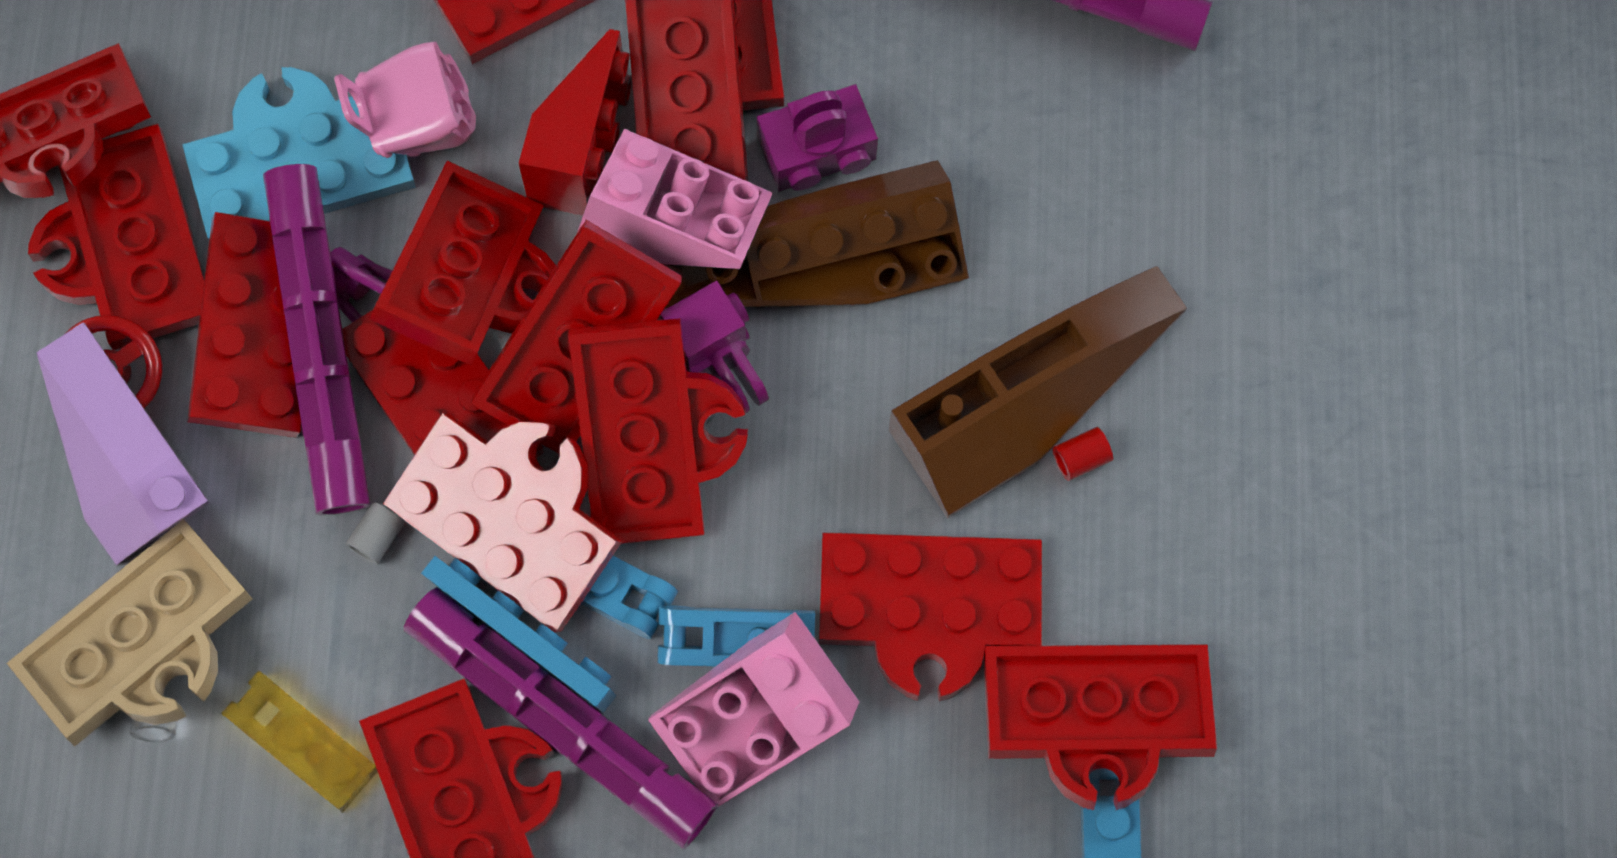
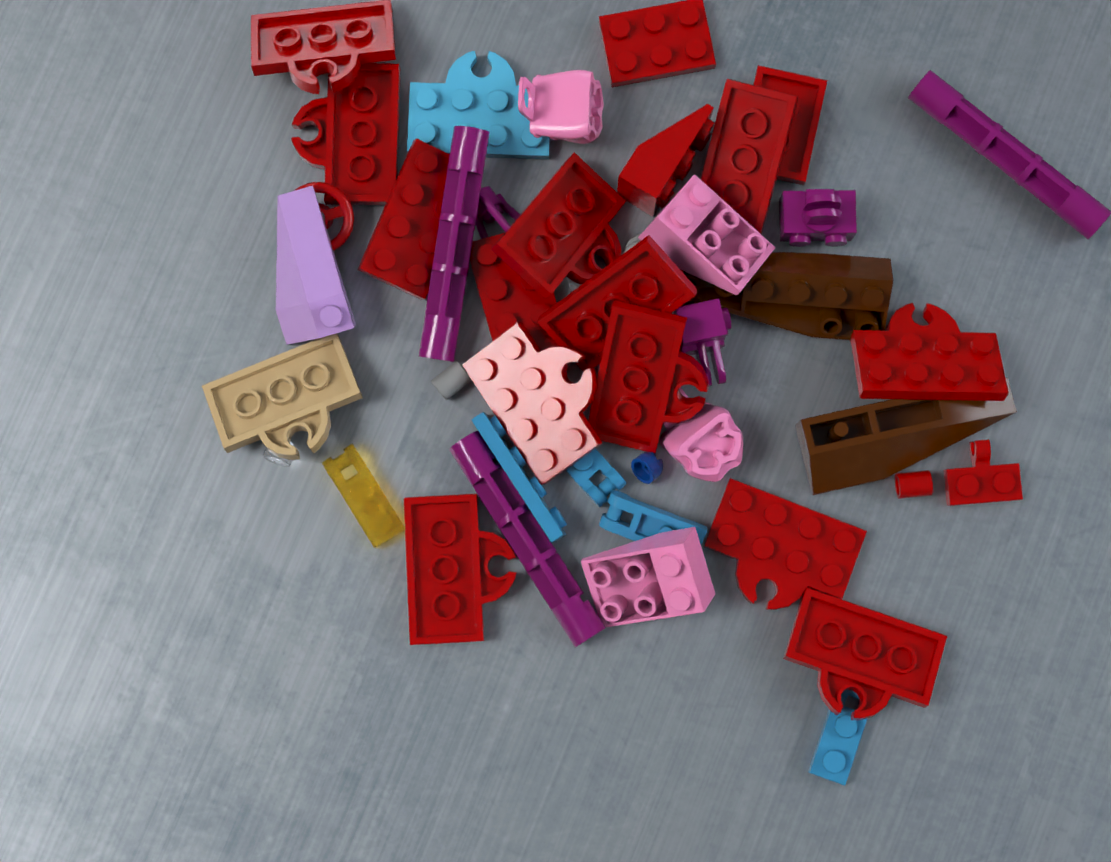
camera: 25 degrees right, 10 degrees up
(691, 551) = (647, 467): none -> blue hinge
(769, 493) = (706, 443): none -> bright pink piece
(1038, 275) = (927, 360): none -> red plate
(1175, 417) = (982, 481): none -> red plate

